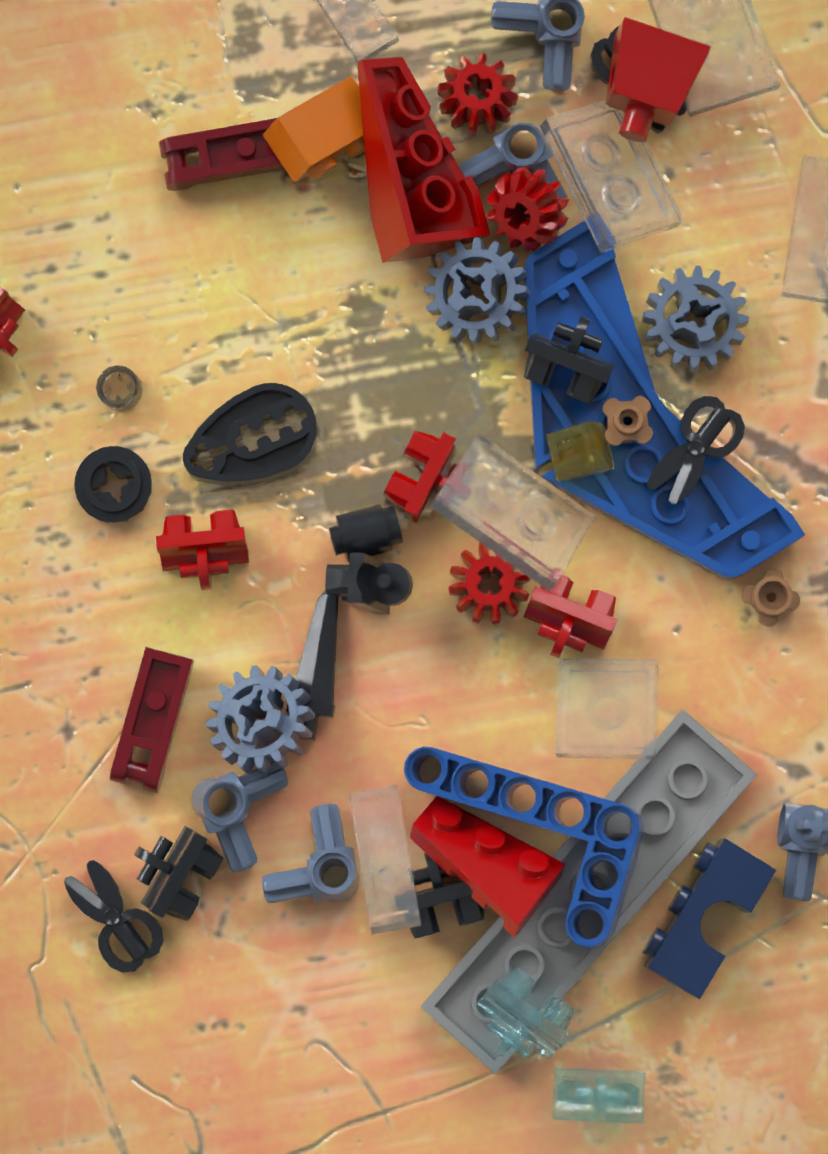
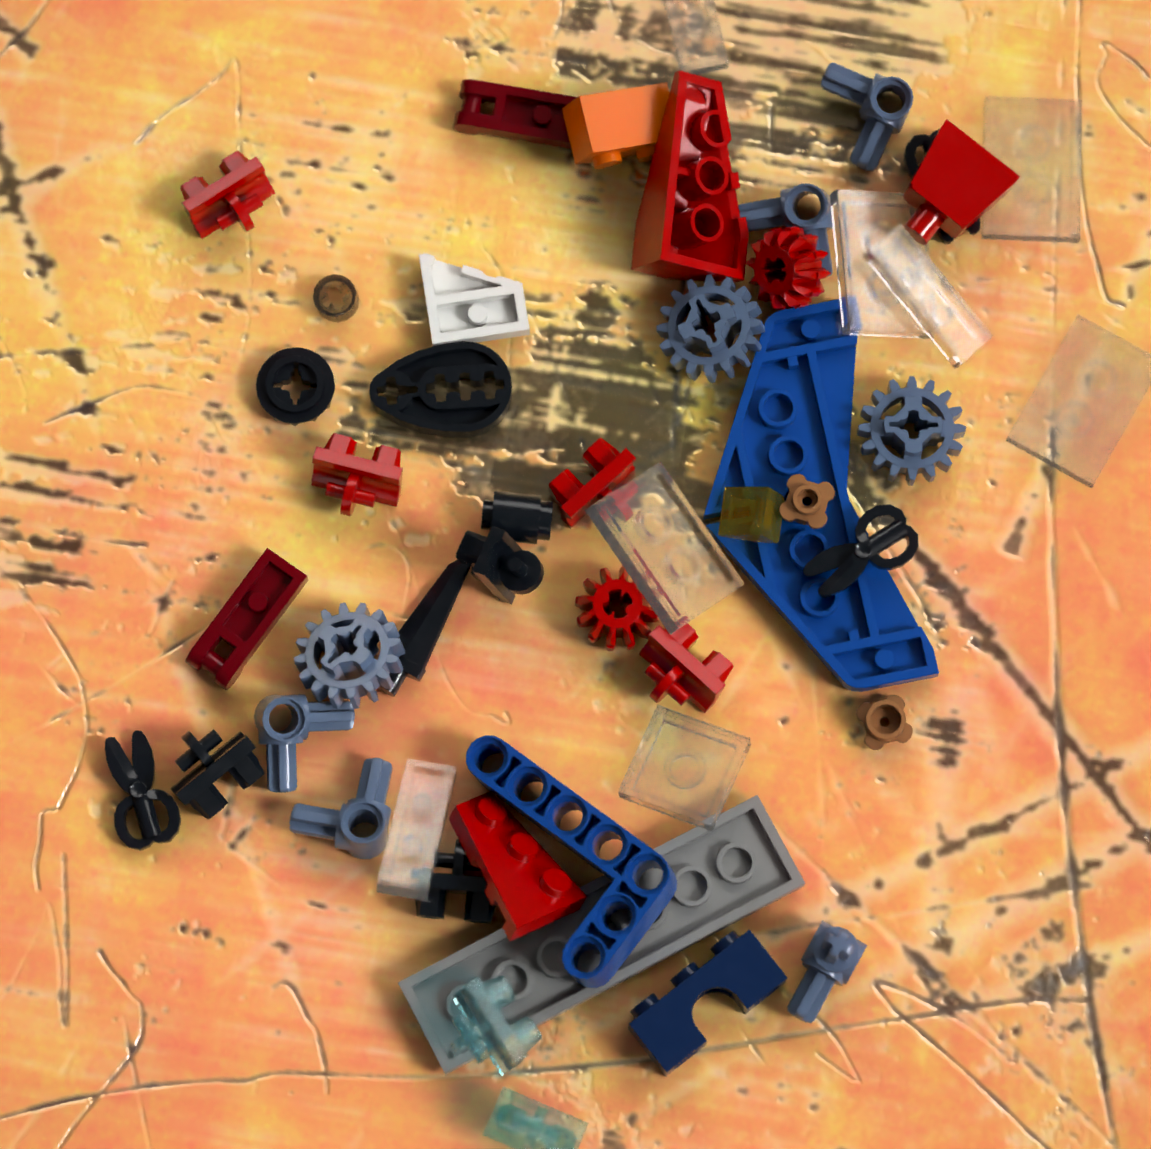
camera: 20 degrees right, 5 degrees down
(246, 348) = (471, 305): none -> white wing
(487, 81) = (799, 138): red gear -> none
(547, 353) = (754, 410): black hips -> none
(663, 188) = (927, 295): none -> clear tile

